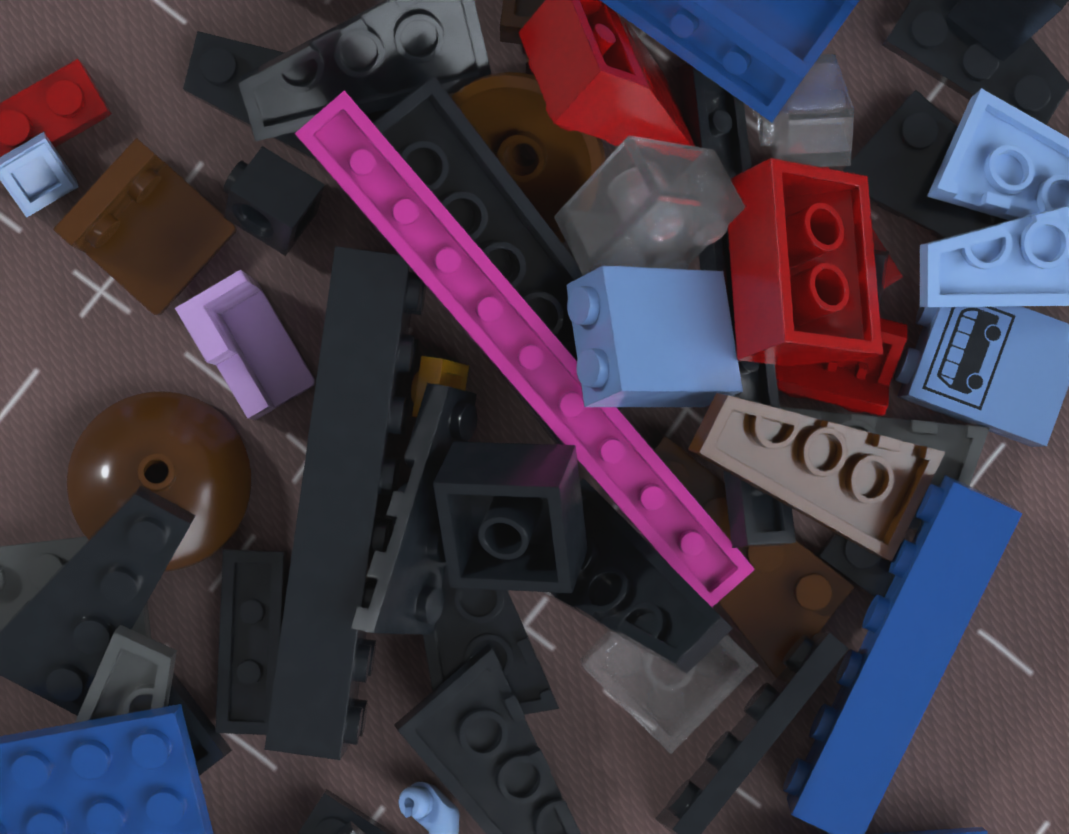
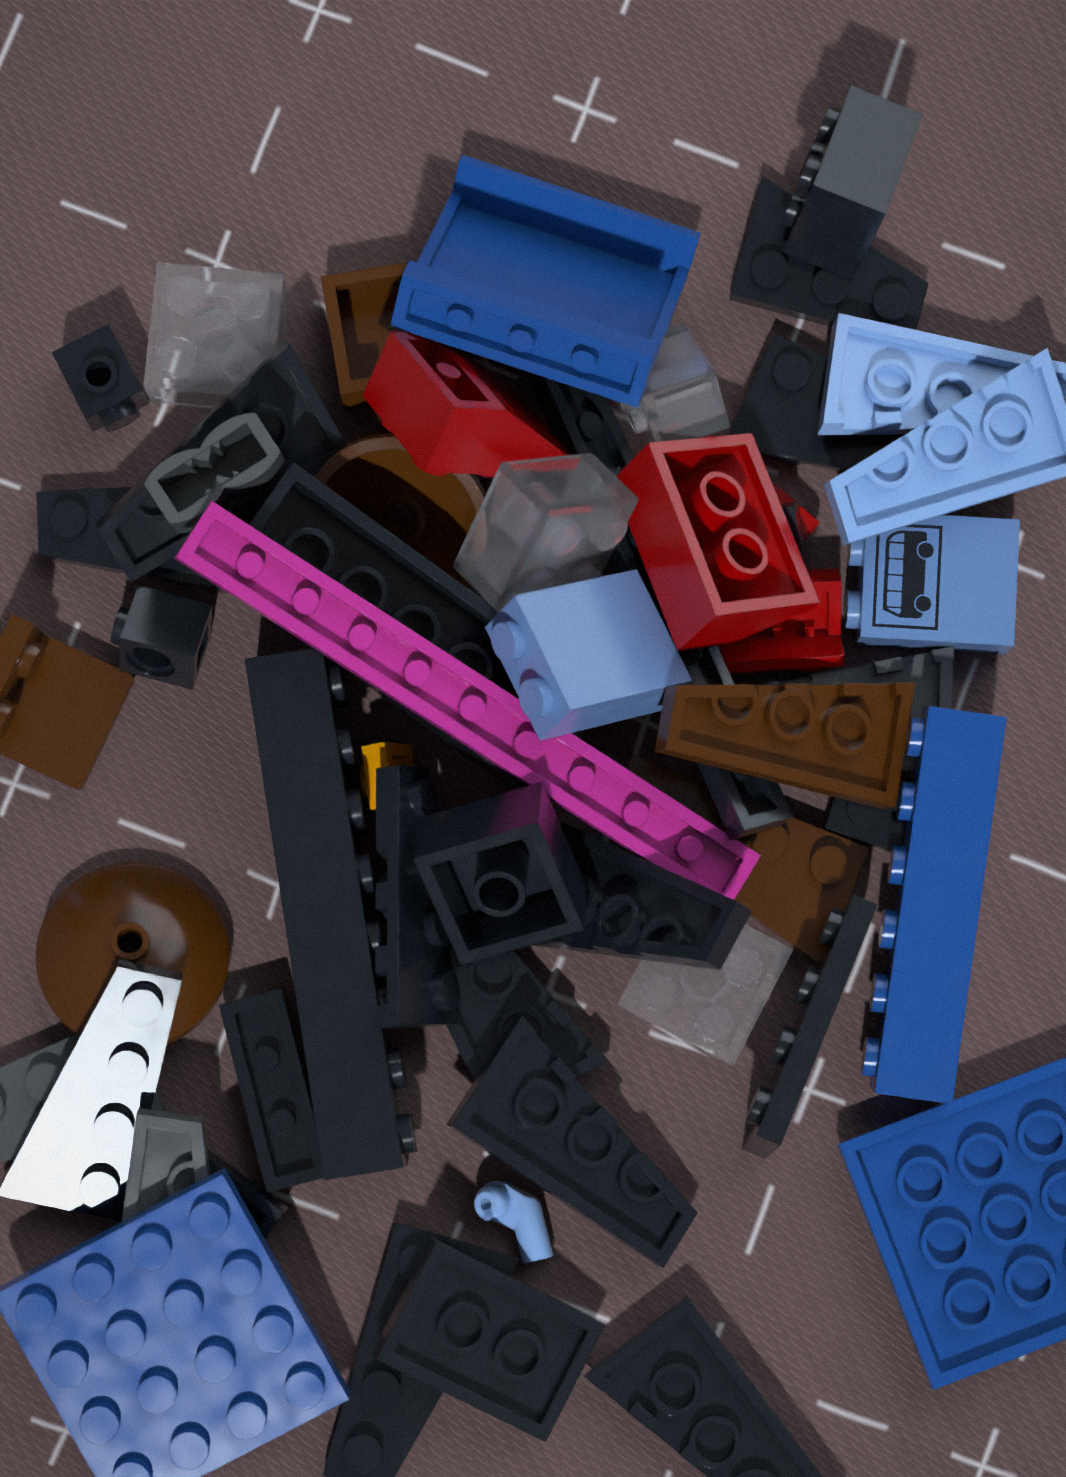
camera: 15 degrees left, 5 degrees down
(247, 343) = (182, 788): lavender panel -> none
(376, 59) = (230, 464): none -> dark grey brick

